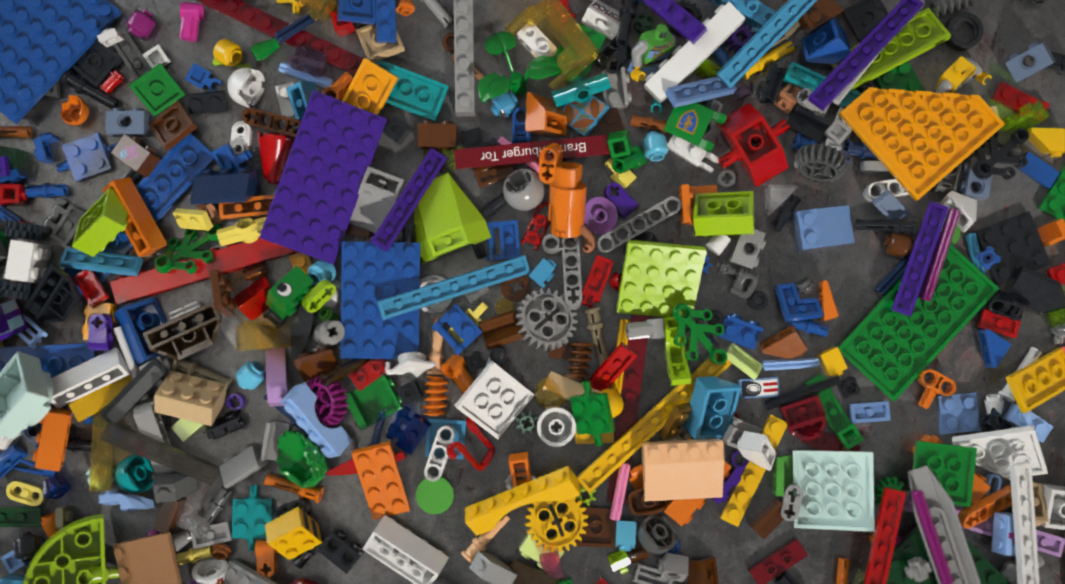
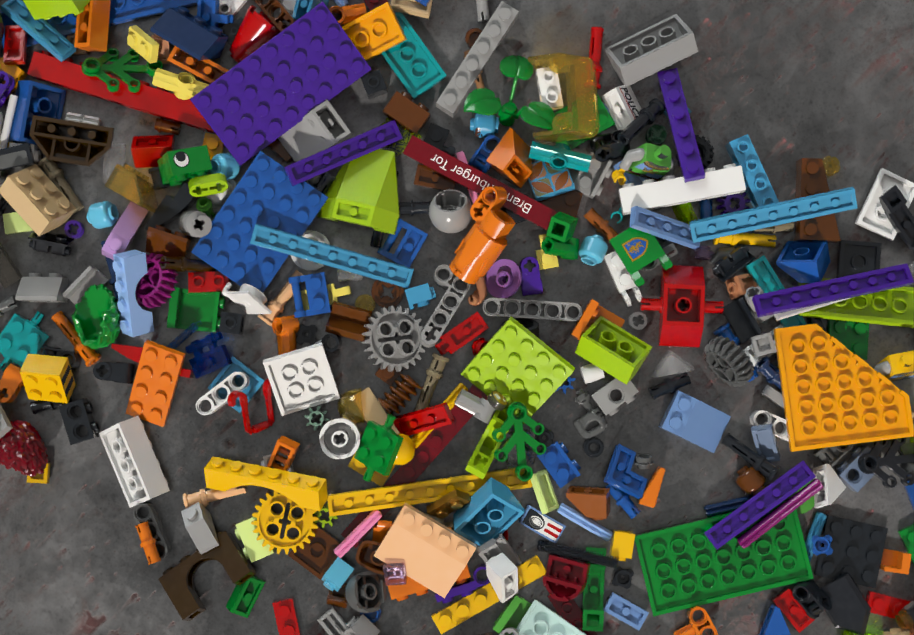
camera: 30 degrees right, 0 degrees up
(222, 293) = (125, 126): reddish brown plate -> none
(345, 491) = (117, 372): none -> black piece
(435, 396) = (252, 341): orange piece -> none
(435, 496) = (193, 428): bright green tile -> none
(540, 222) = (446, 248): red piece -> none
(551, 564) = (255, 556): clear pink brick -> none
(619, 560) = (317, 593): lime tile -> none
(660, 314) = (497, 400): none -> clear smoke tile
(671, 504) = (394, 574): none -> tile

